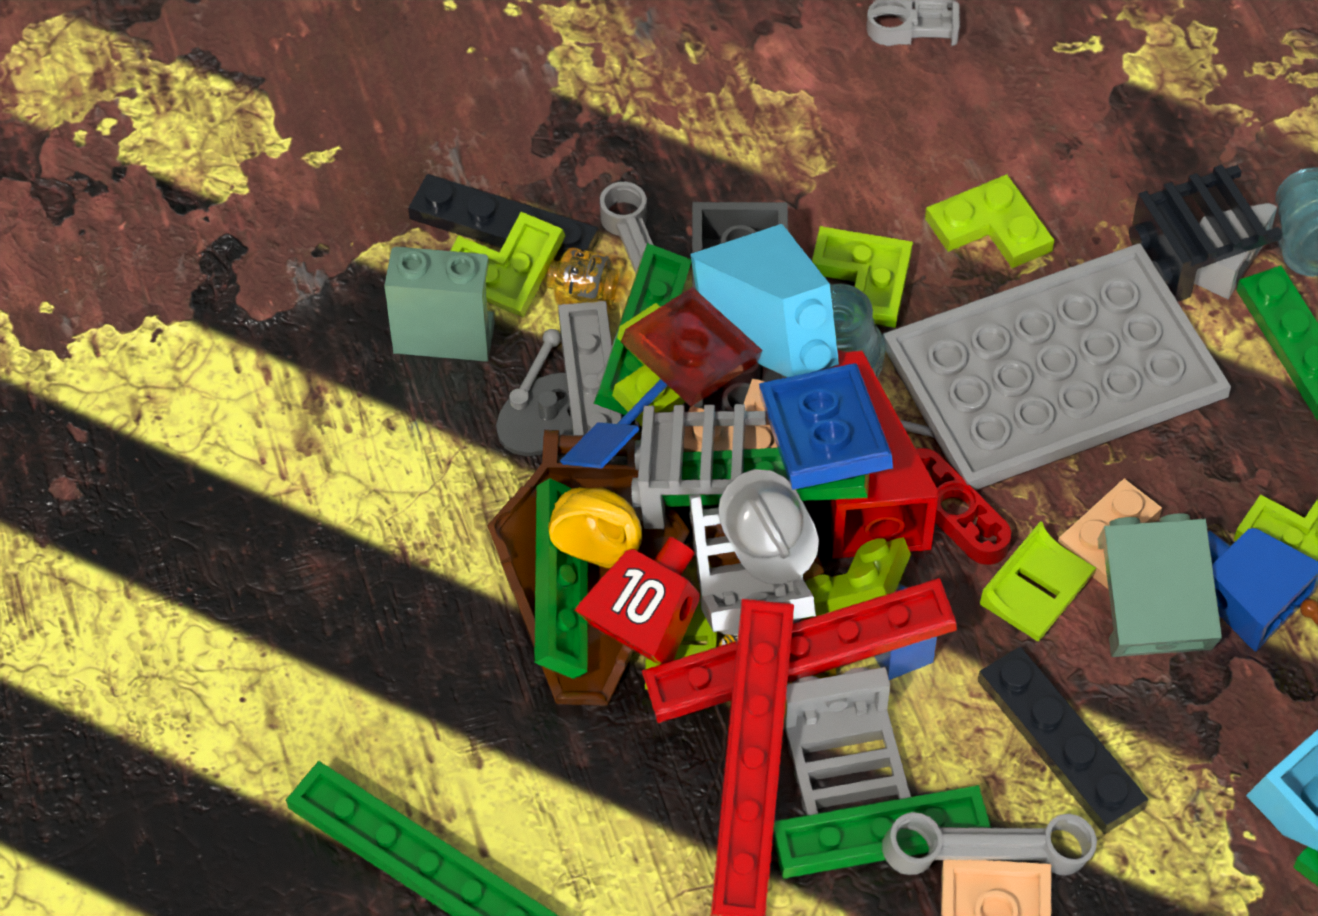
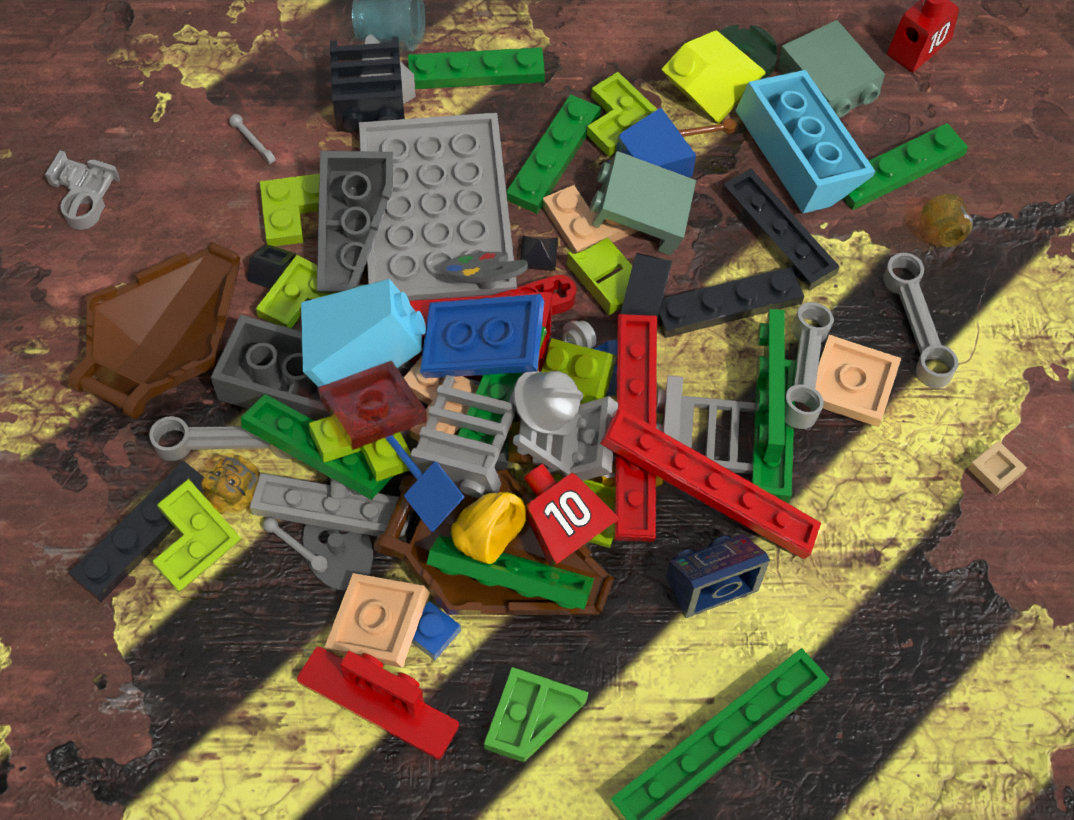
camera: 75 degrees left, 5 degrees up
(370, 506) = (379, 698): none -> red bracket
(400, 657) = (530, 714): none -> bright green wing
(439, 303) = (225, 586): sand green panel -> none
(461, 468) = (377, 619): none -> light nougat plate
(469, 535) = (435, 631): none -> blue plate
(638, 802) = (716, 573): none -> dark blue slope
(758, 141) = (157, 328): none -> reddish brown windscreen
(898, 221) = (268, 265): none -> black slope
(924, 569) = (579, 333): none -> light grey plate
(942, 797) = (772, 398): none -> green plate
(965, 427) = (483, 268): none -> dark grey piece
(991, 262) = (351, 207): none -> dark grey wedge
(1020, 623) = (646, 285): none -> black slope
(1042, 501) = (539, 252): none -> black slope
(1089, 125) = (237, 122): none -> light grey hinge
(1204, 772) = (780, 229): none -> black plate
(1207, 474) = (552, 154): none -> green plate

